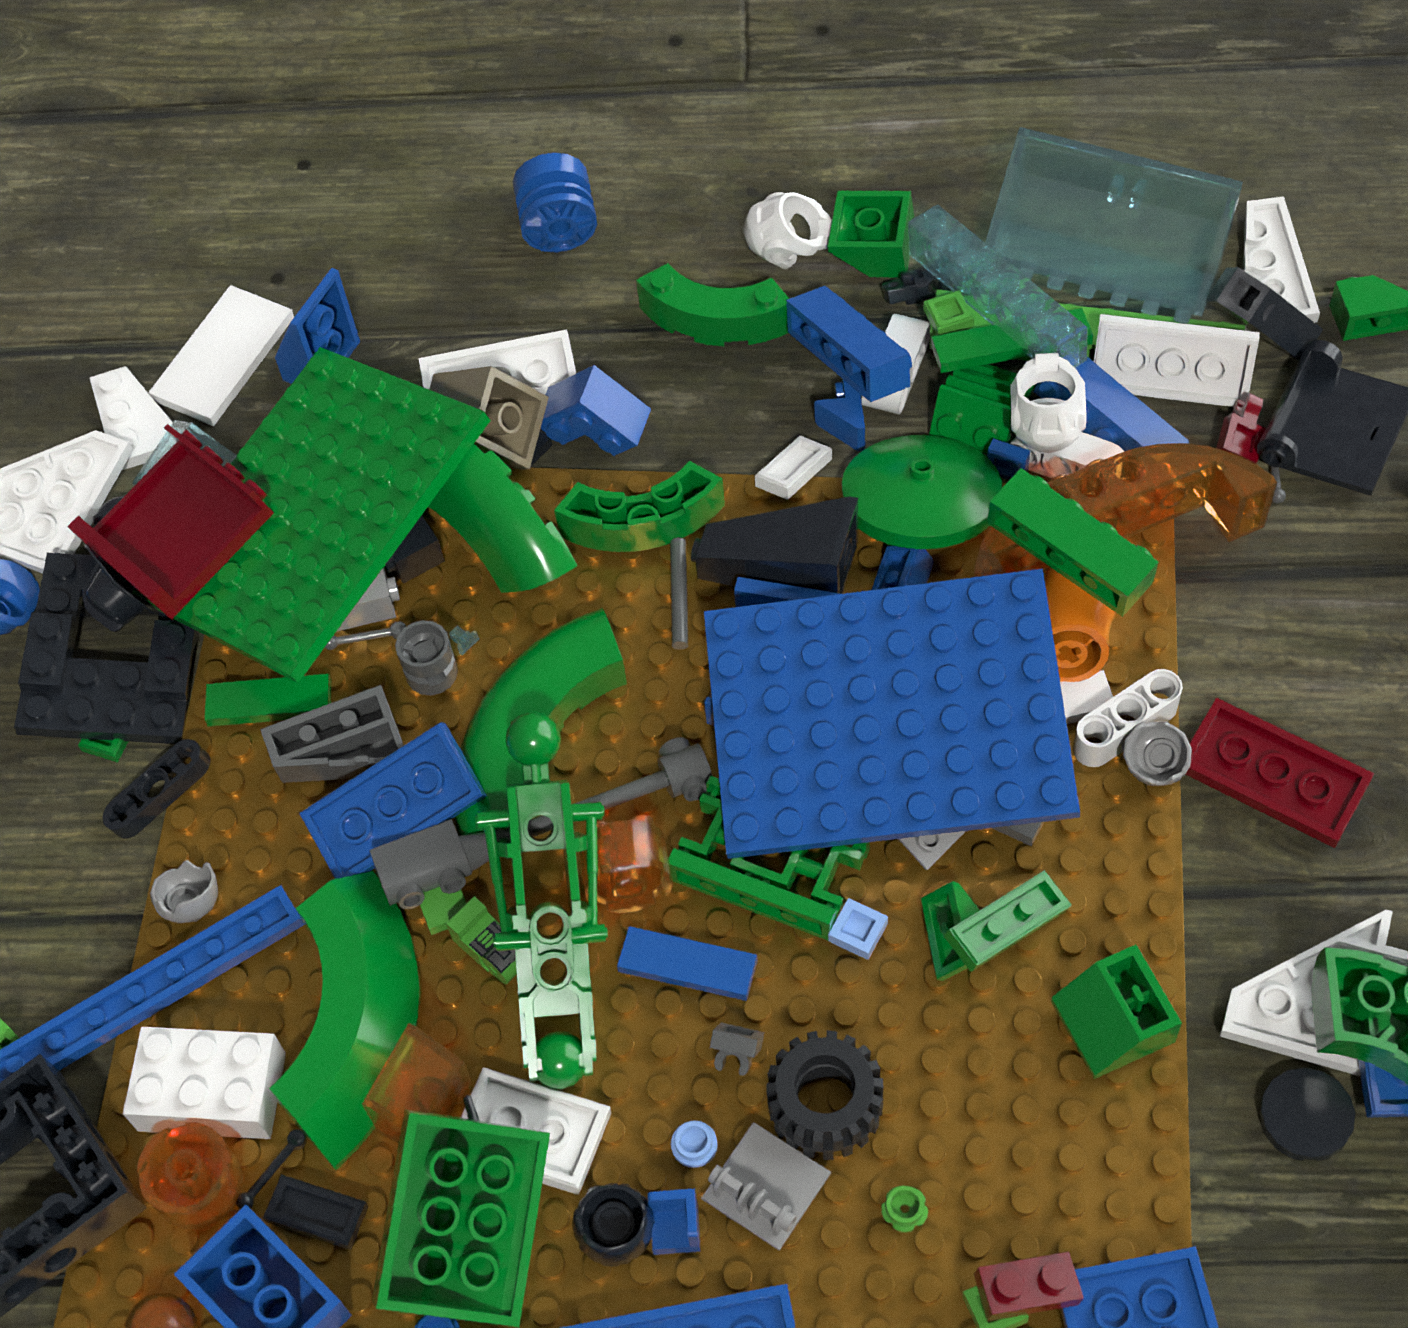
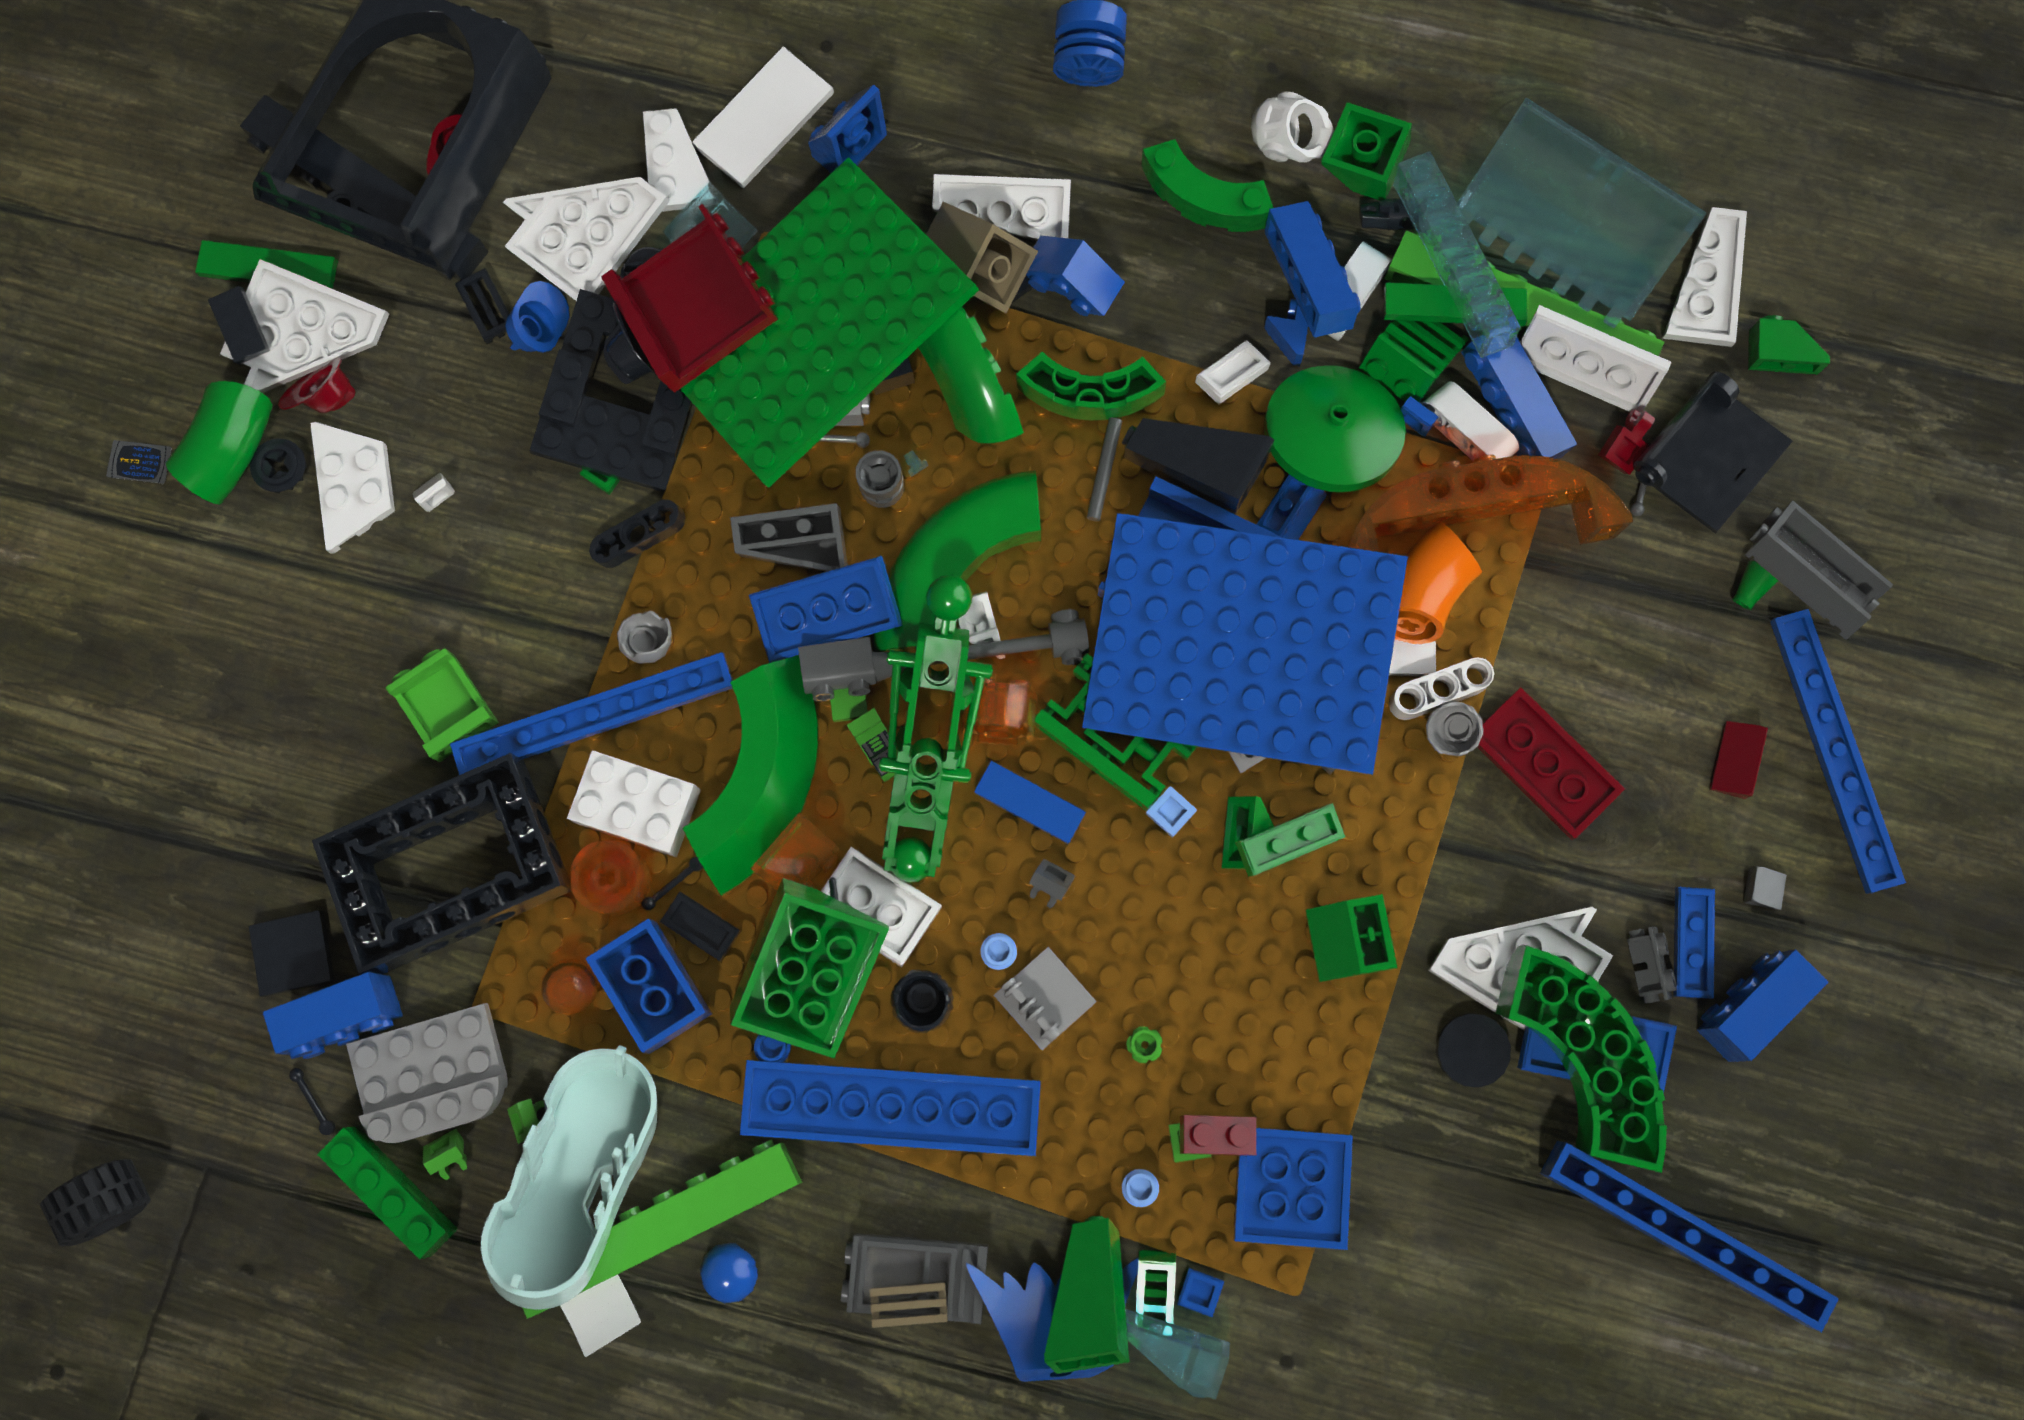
camera: 15 degrees right, 20 degrees up
(264, 699) = (734, 477): green tile -> none
(576, 770) = (980, 621): none -> white slope
(675, 1220) = (969, 1011): blue panel -> none
(820, 1059) = (1122, 914): black tyre -> none
(948, 313) = (1408, 260): bright green tile -> none
(1048, 422) = (1461, 398): white helmet -> none
(1072, 541) = (1440, 535): green brick -> none
(1263, 311) = (1683, 334): black slope -> none

